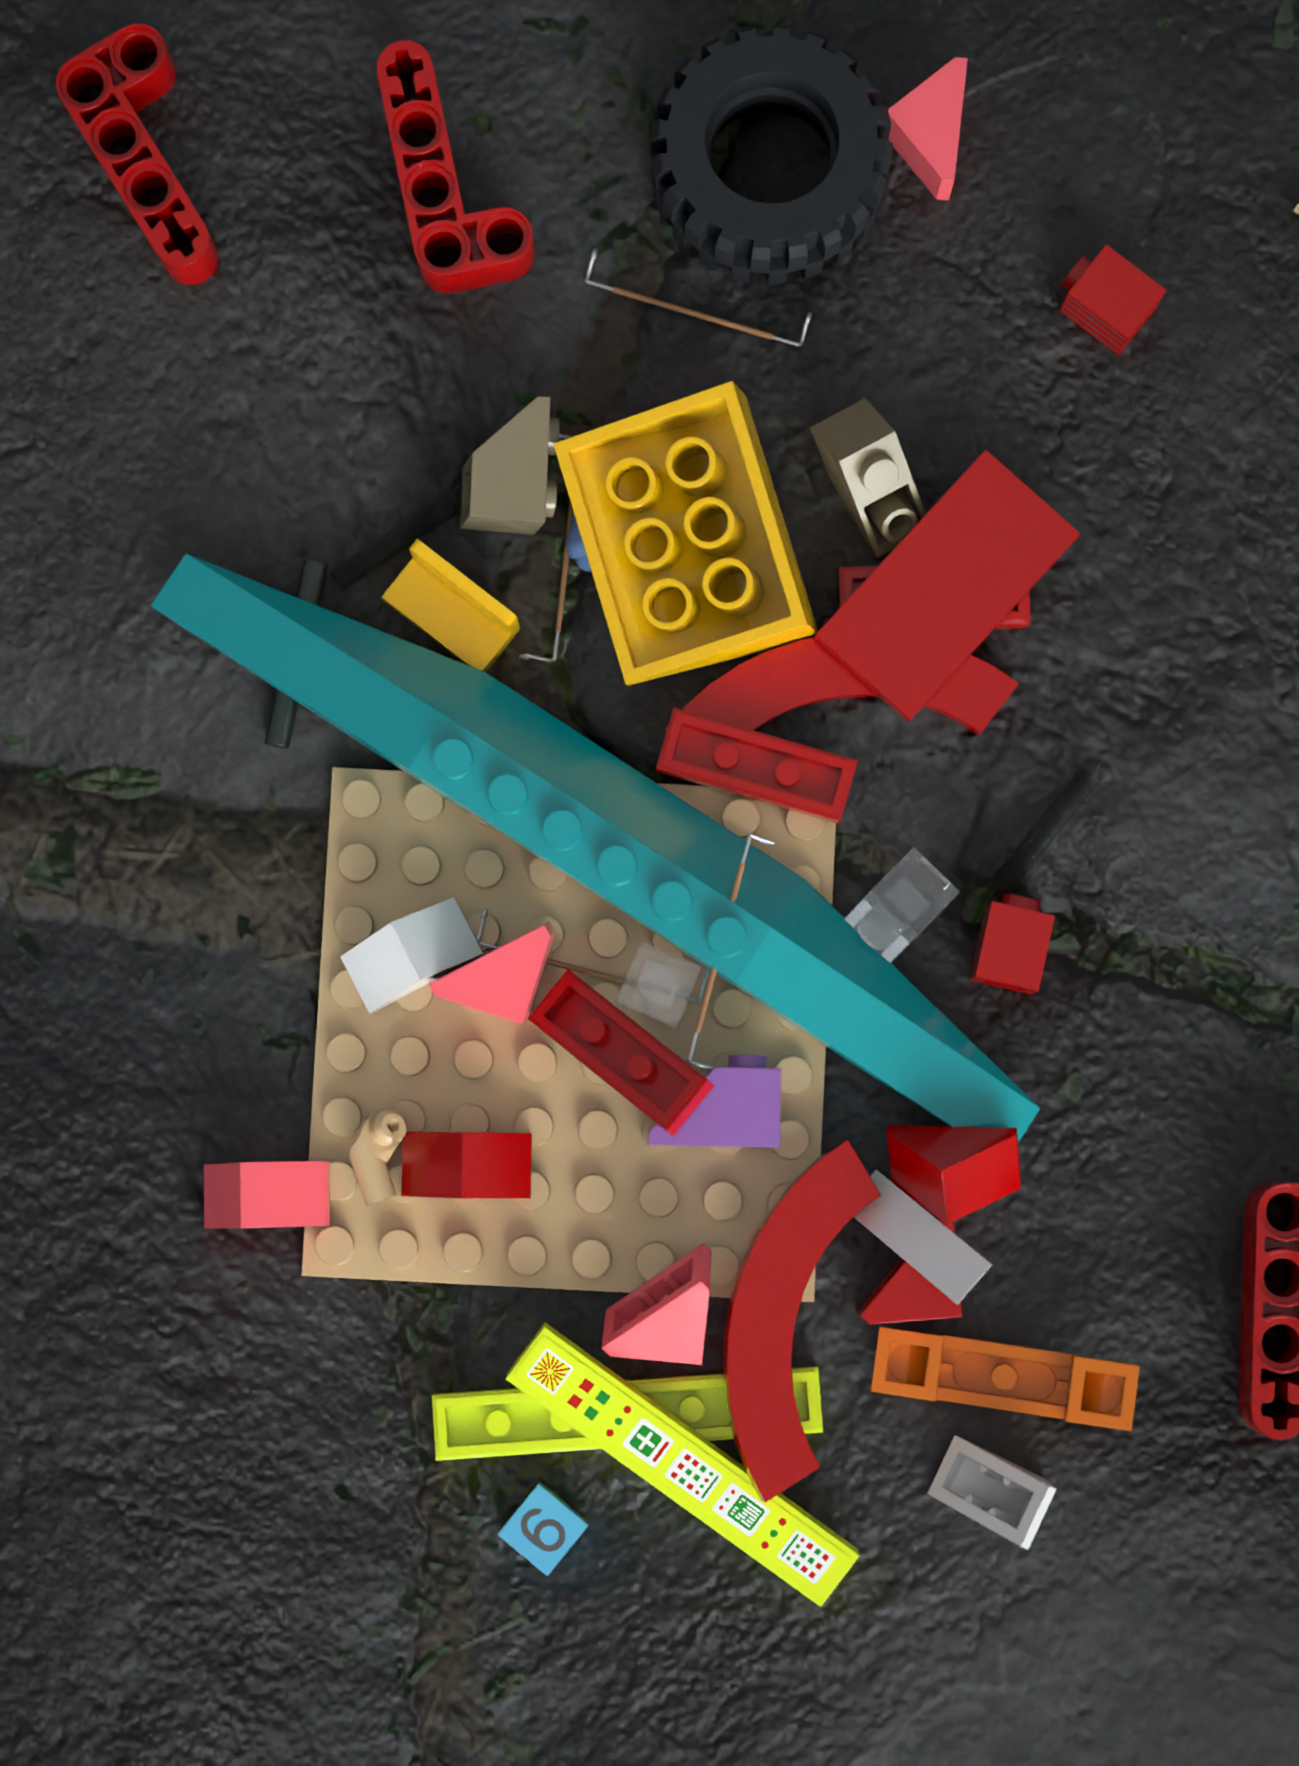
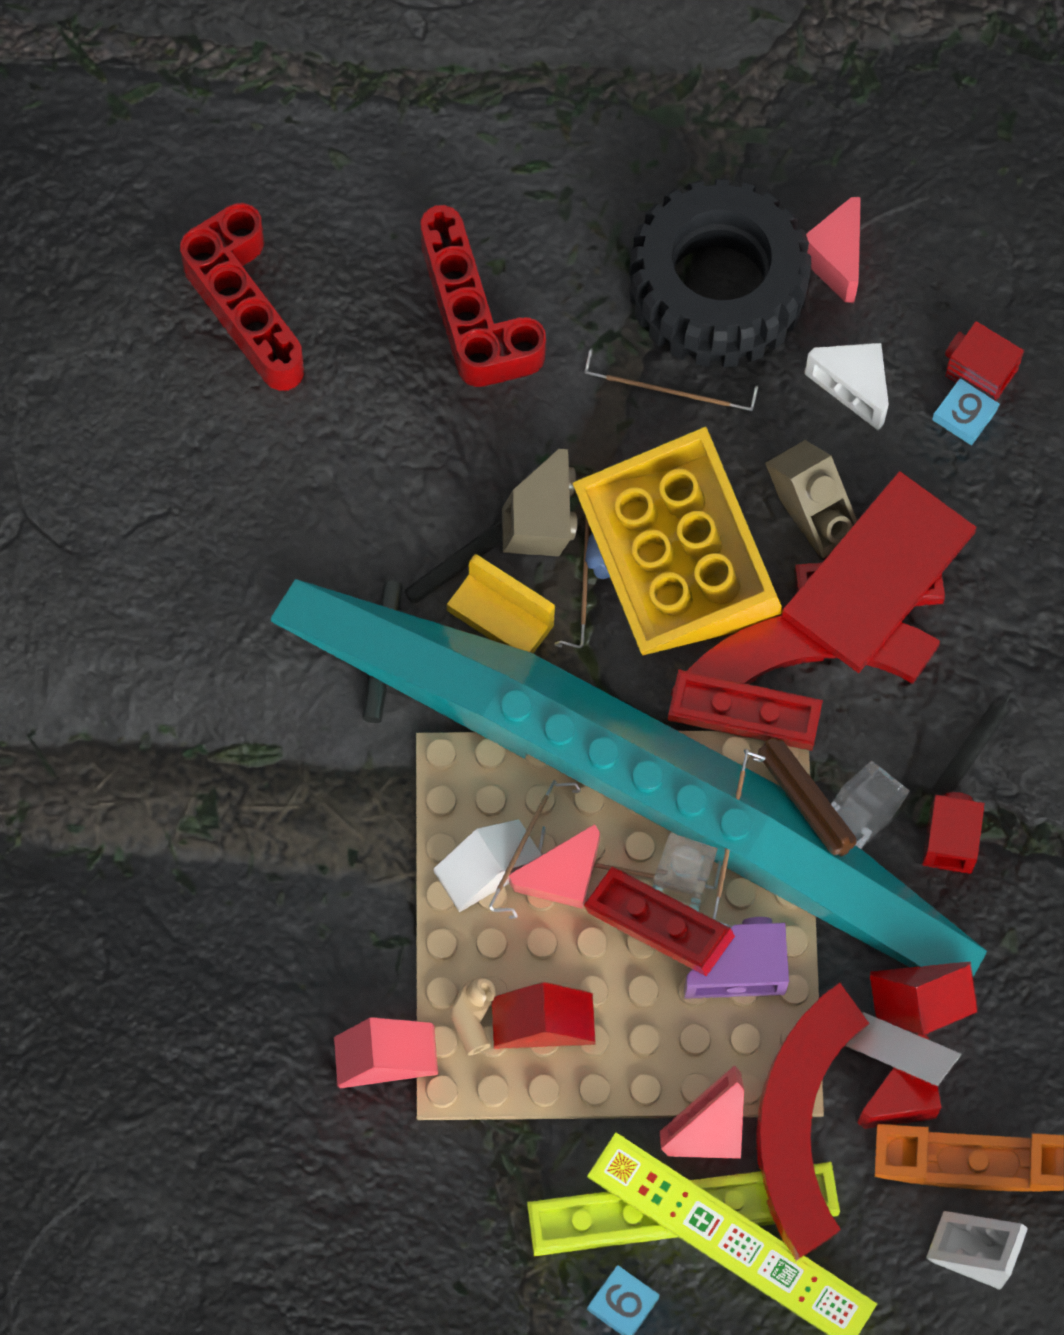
camera: 10 degrees left, 15 degrees down
(450, 941) = (522, 843): none -> medium nougat piece
(825, 895) = (807, 797): none -> reddish brown axle
(937, 310) = (853, 377): none -> white slope
(1082, 364) = (965, 411): none -> medium azure tile

